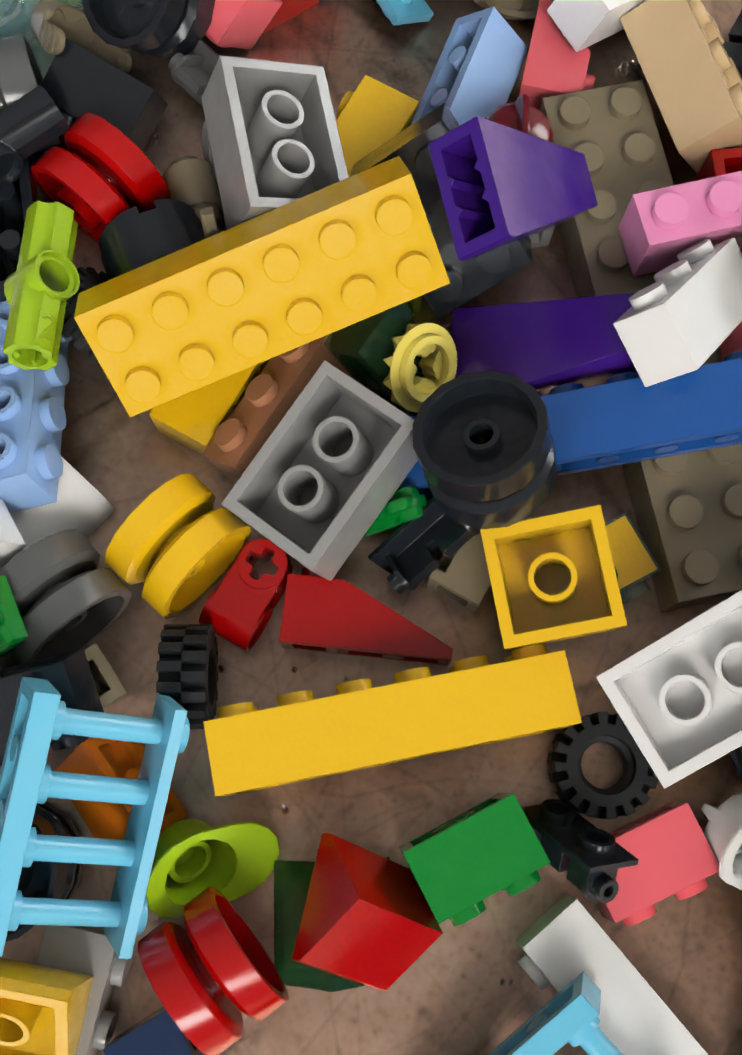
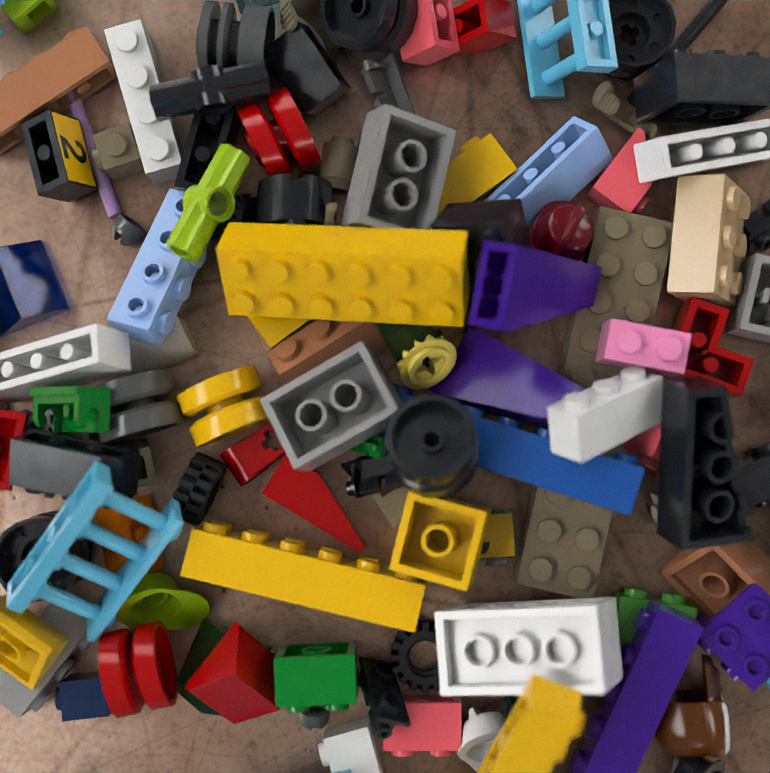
camera: 30 degrees right, 10 degrees up
(499, 928) = (315, 720): none -> dark grey hinge

